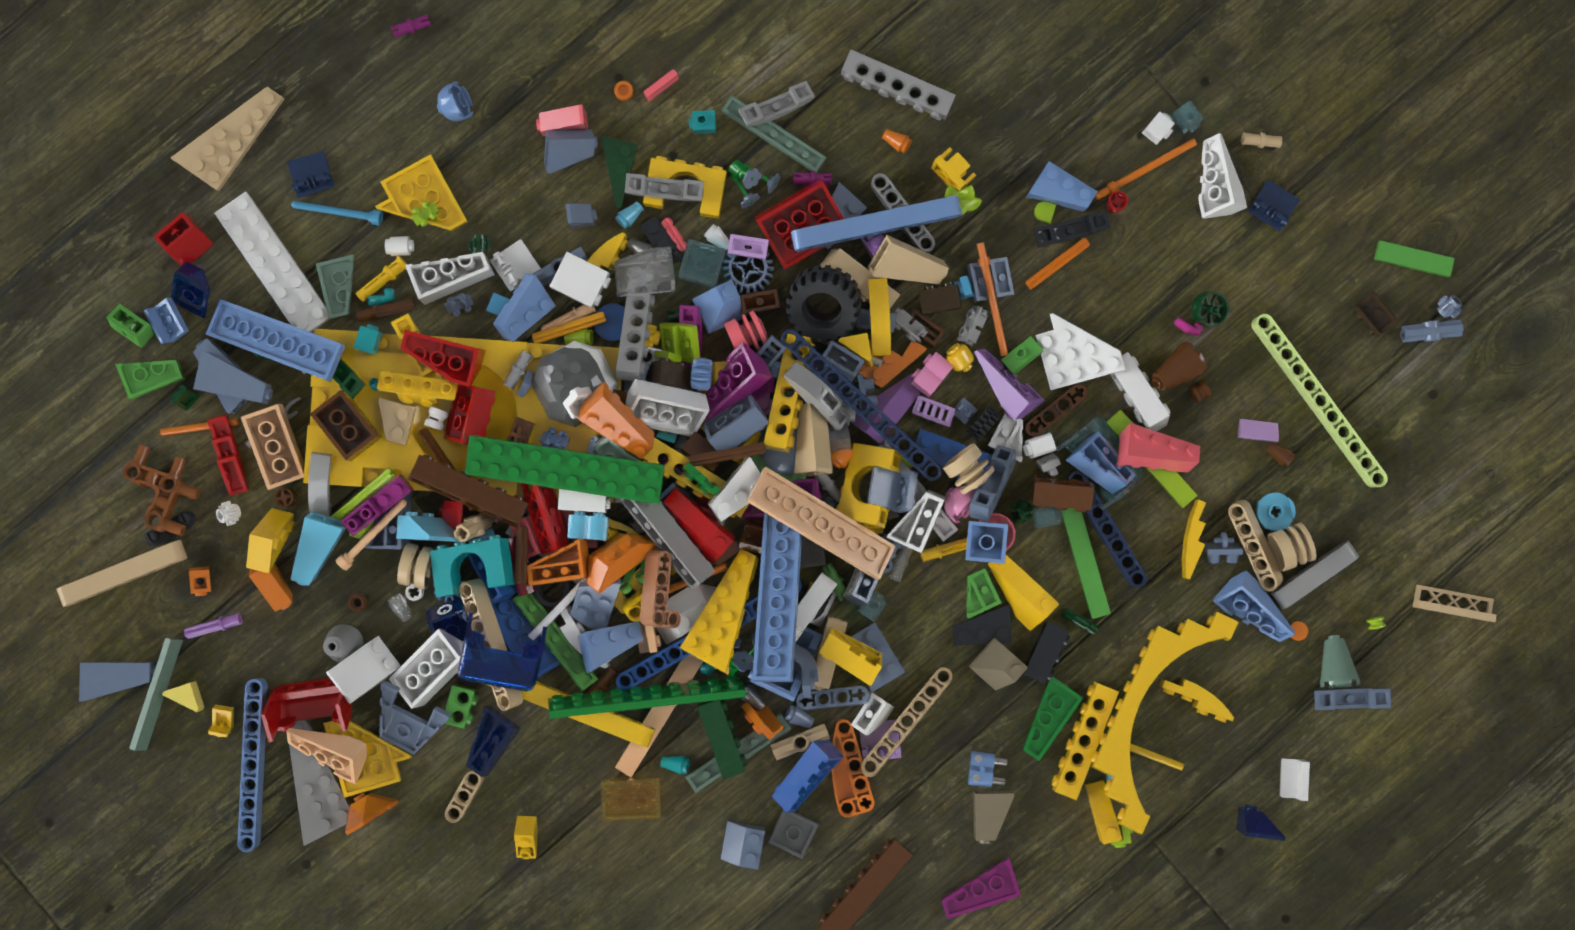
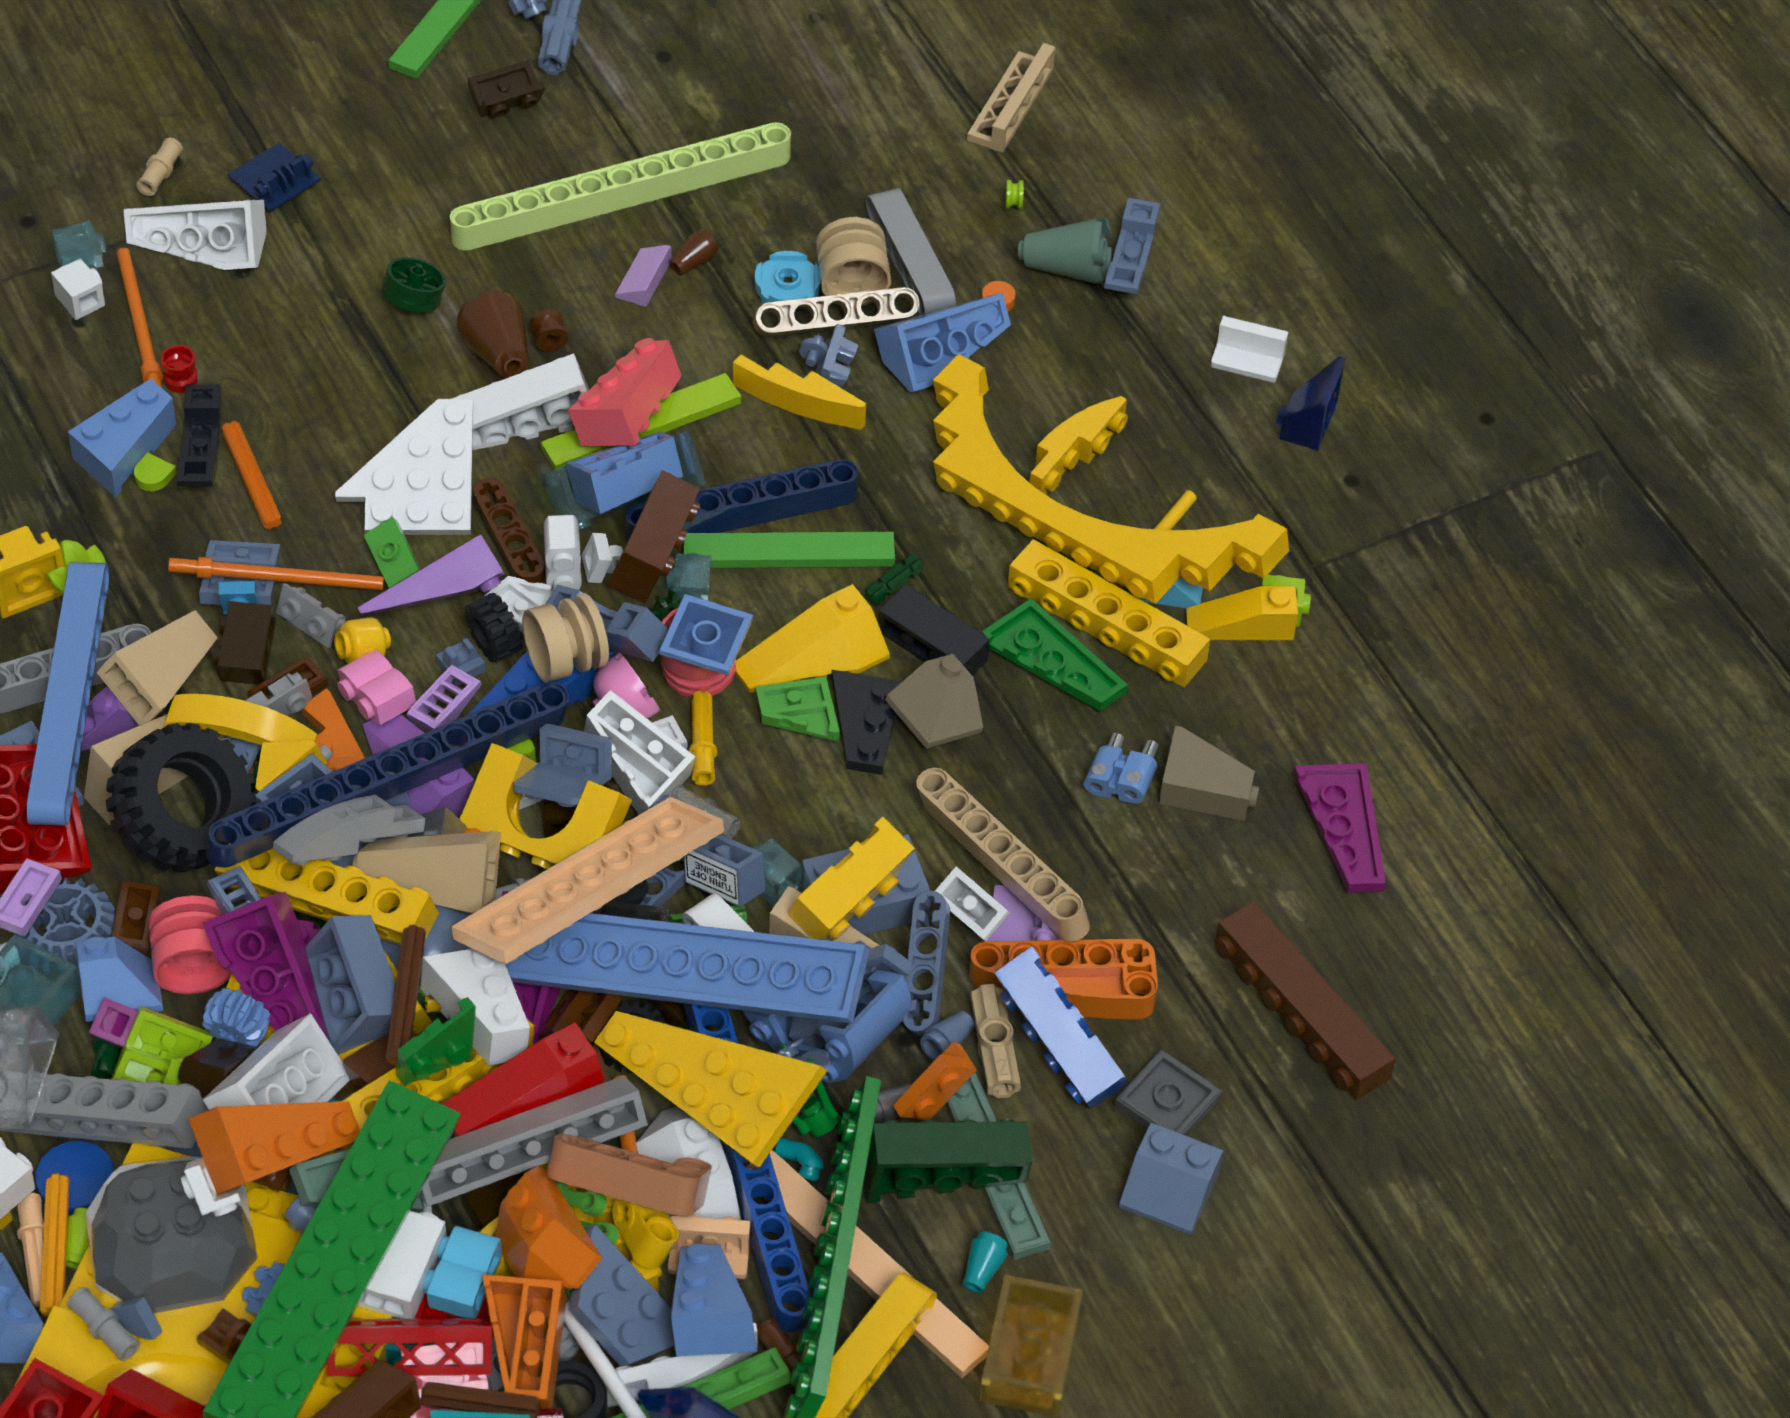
camera: 80 degrees left, 35 degrees down
(1187, 328) = (439, 320): dark pink arm -> none

